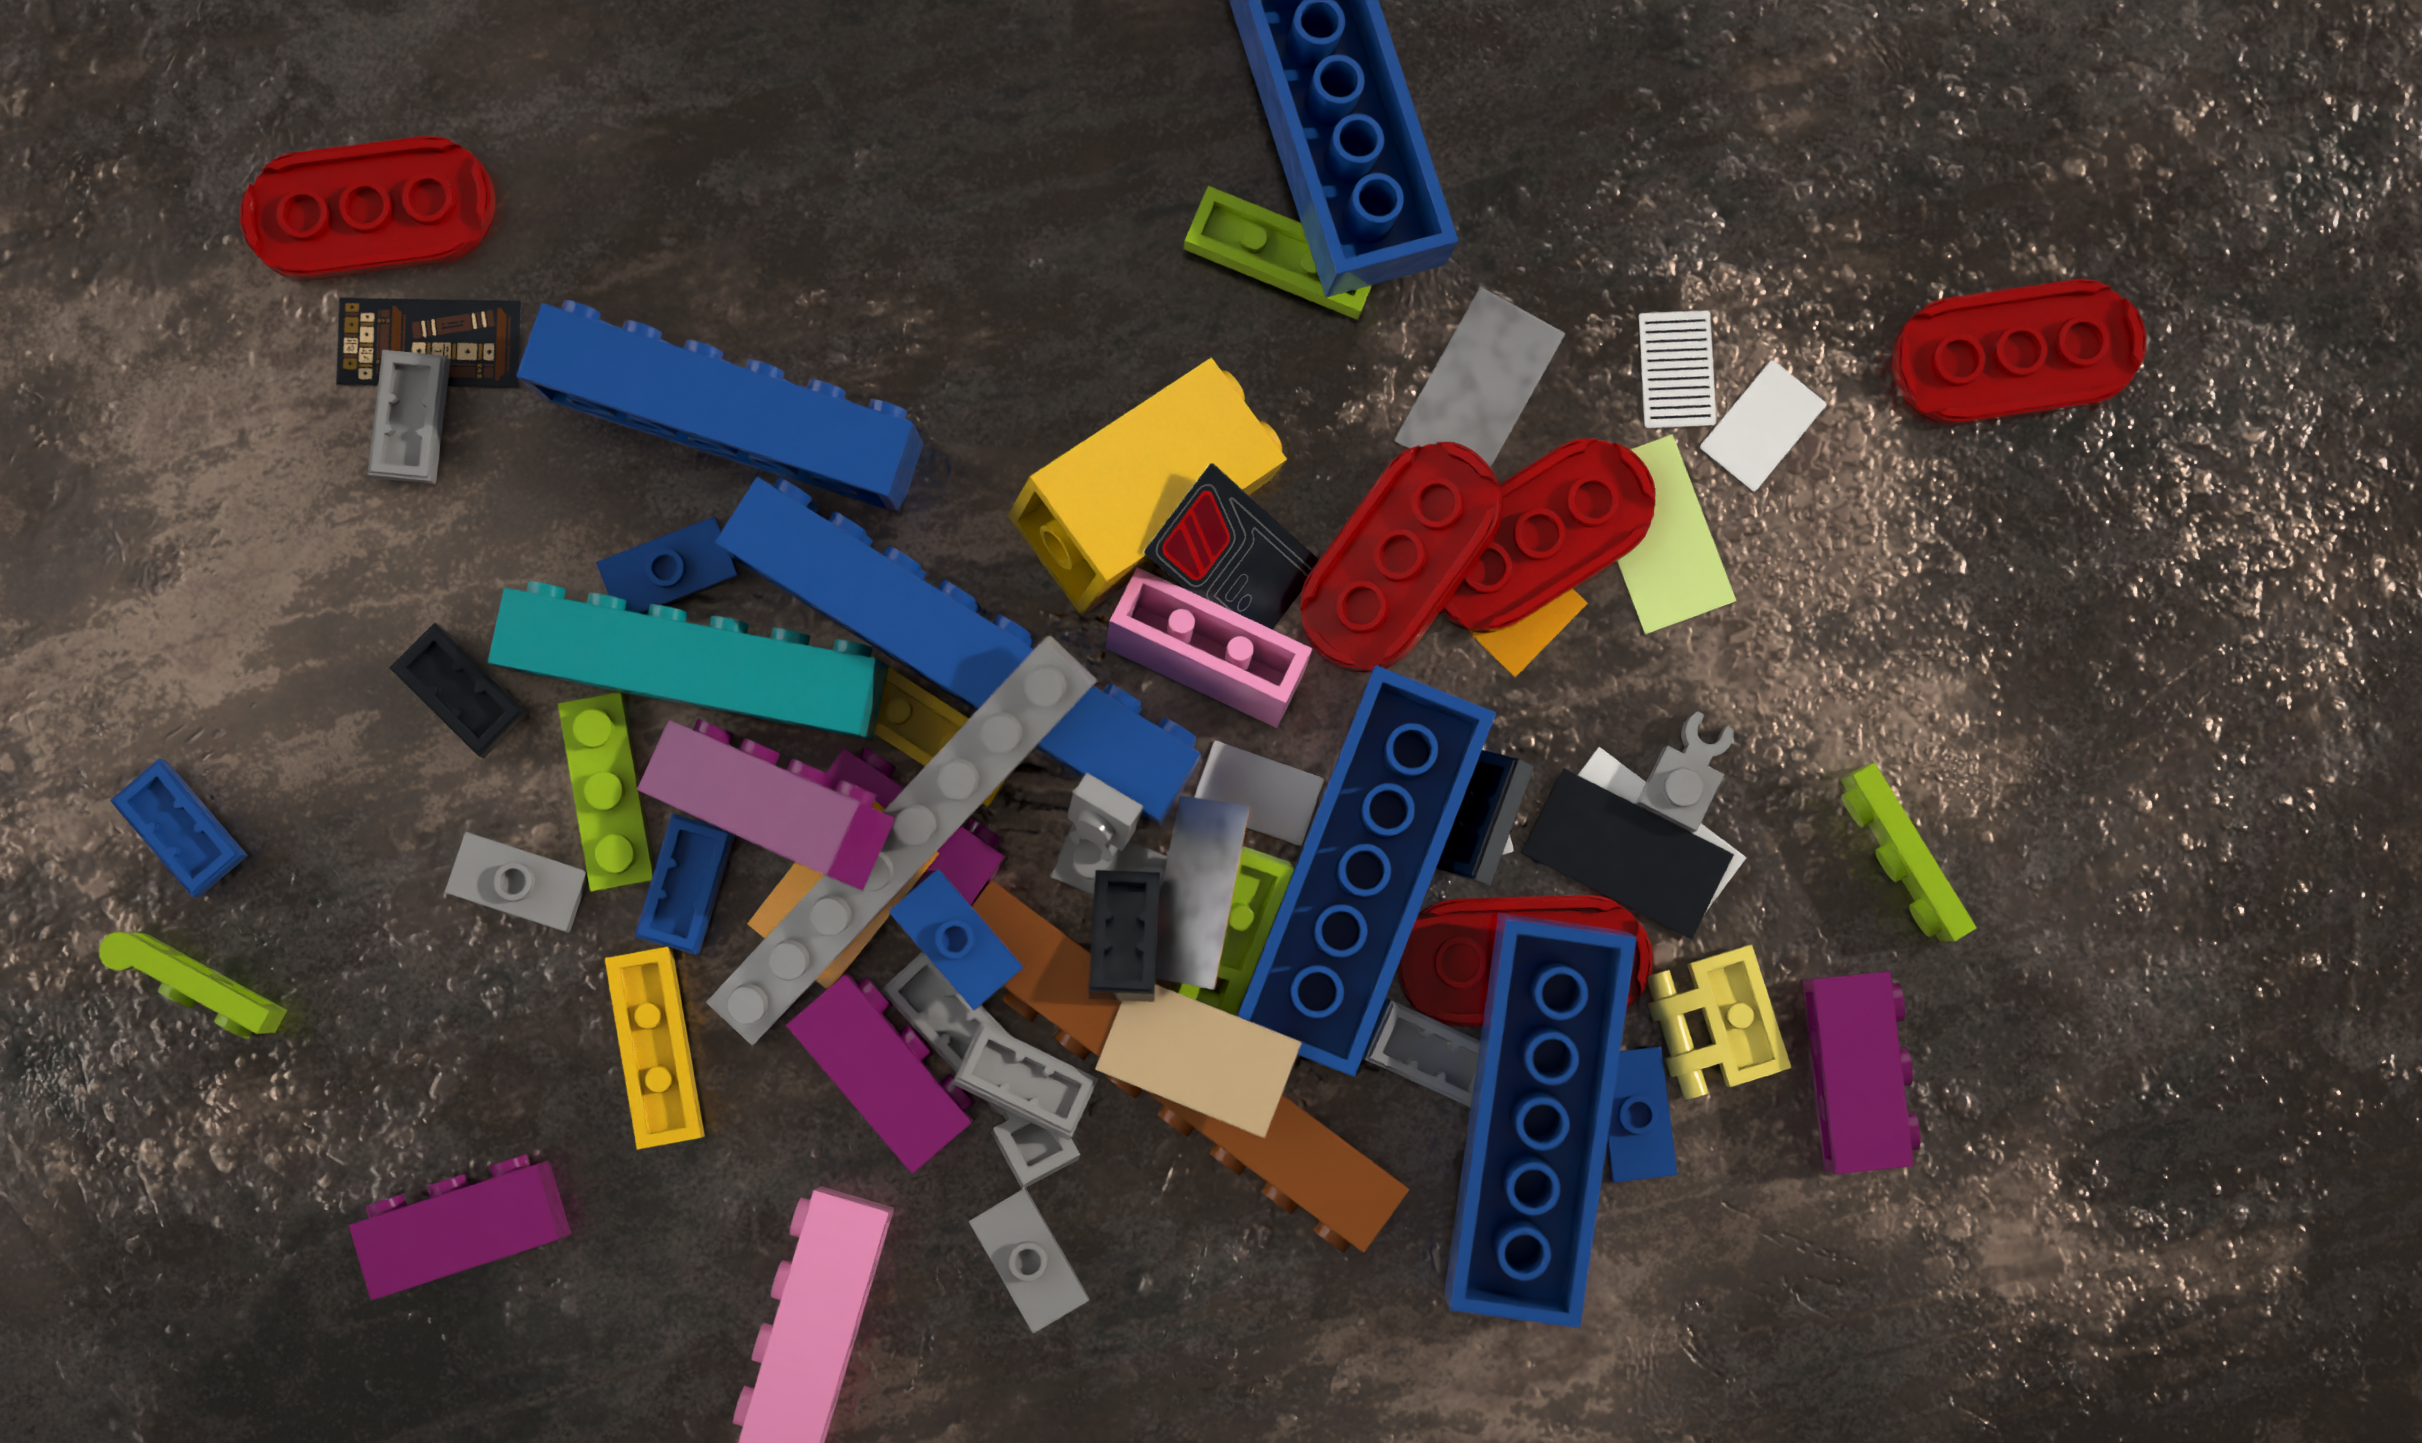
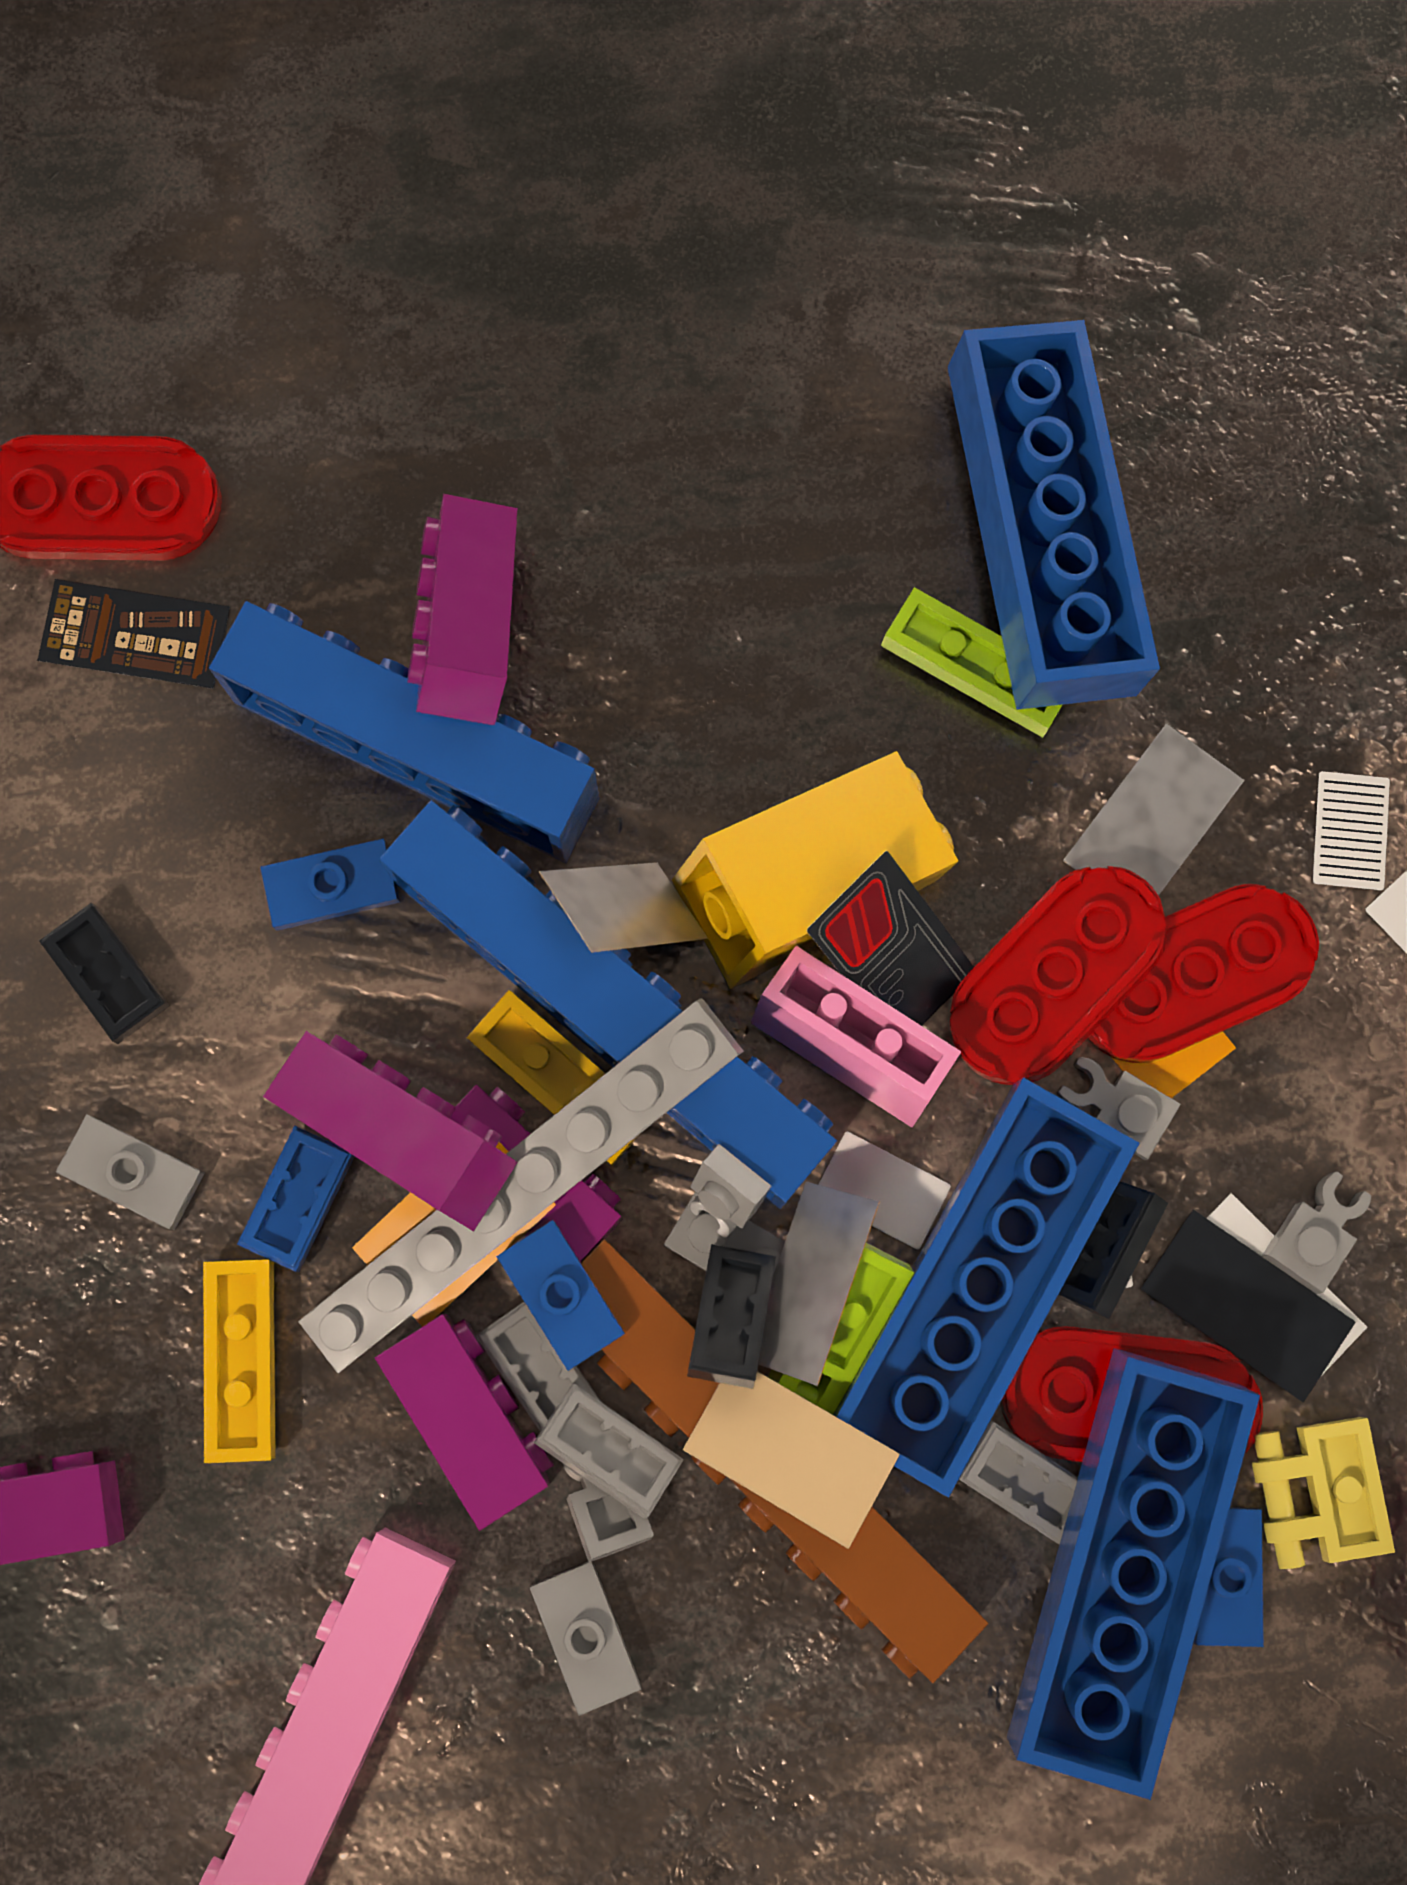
camera: 10 degrees right, 5 degrees down
(409, 416) = (101, 700): light grey plate -> none
(606, 791) = (231, 1095): lime plate -> none
(689, 662) = (336, 977): teal brick -> none
(762, 277) = (466, 610): none -> magenta brick
(962, 552) = (623, 906): none -> flat silver sticker
(1486, 679) = (1125, 1106): none -> light grey plate
(1676, 565) = (1329, 1023): yellowish green sticker -> none

